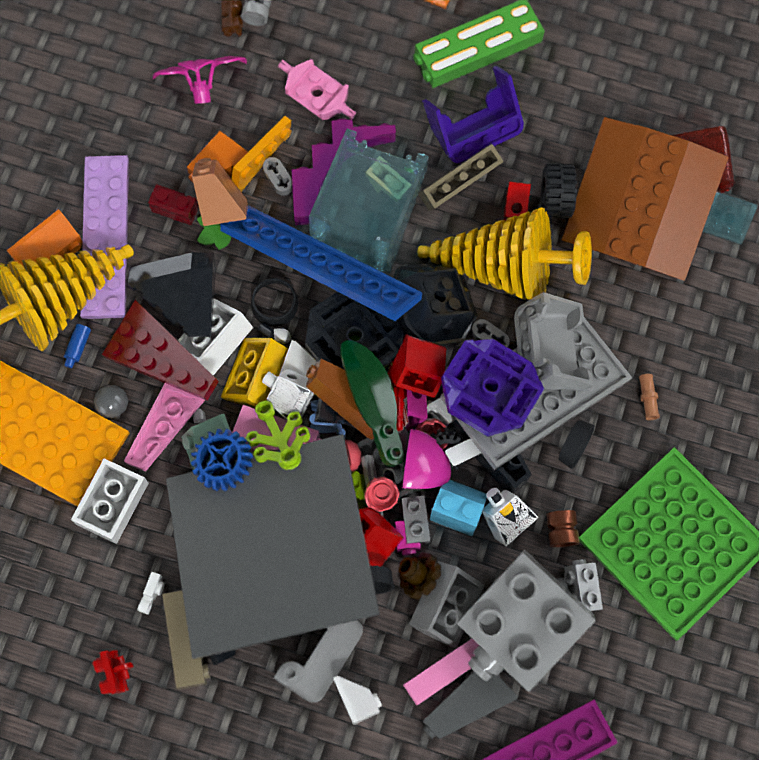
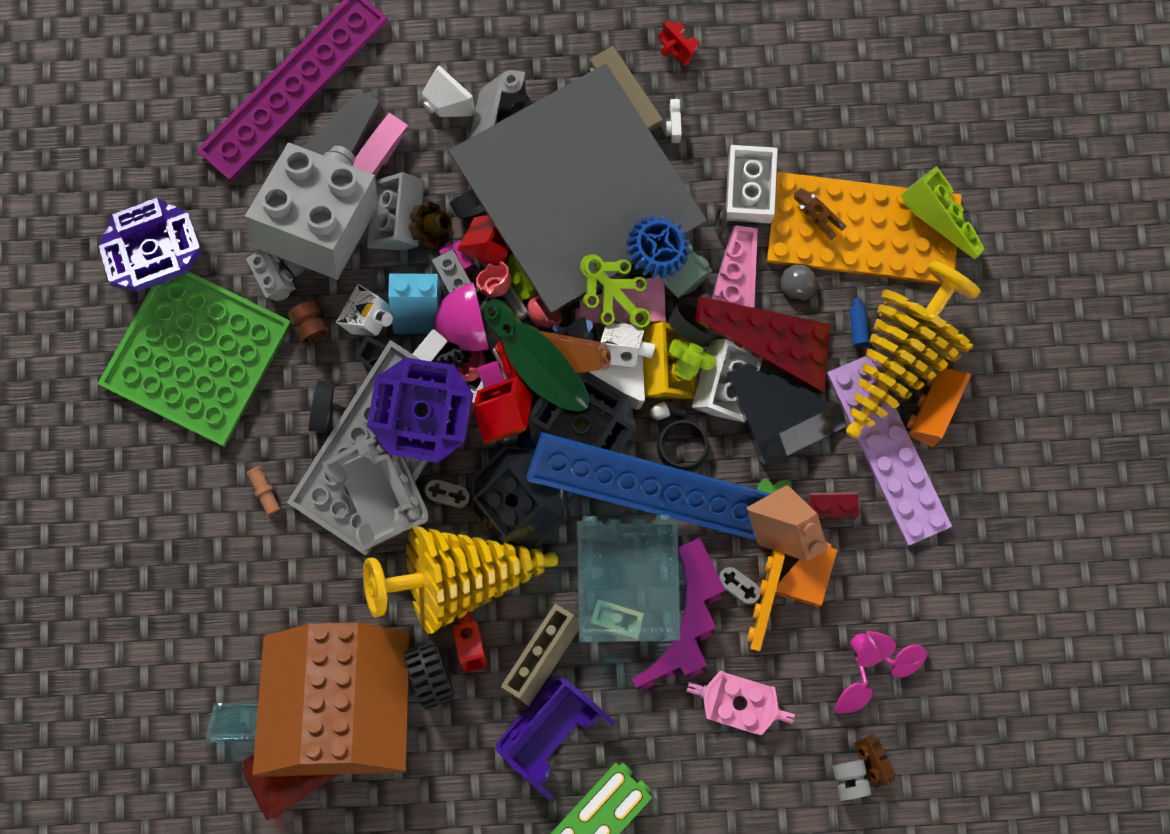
camera: 160 degrees right, 5 degrees up
(67, 458) = (812, 204): none -> reddish brown hinge
(159, 475) = (724, 212): none -> pearl dark grey piece
(213, 404) = (679, 319): none -> black tyre
(235, 357) = (690, 359): none -> lime plant
(696, 674) = (148, 245): none -> dark purple piece

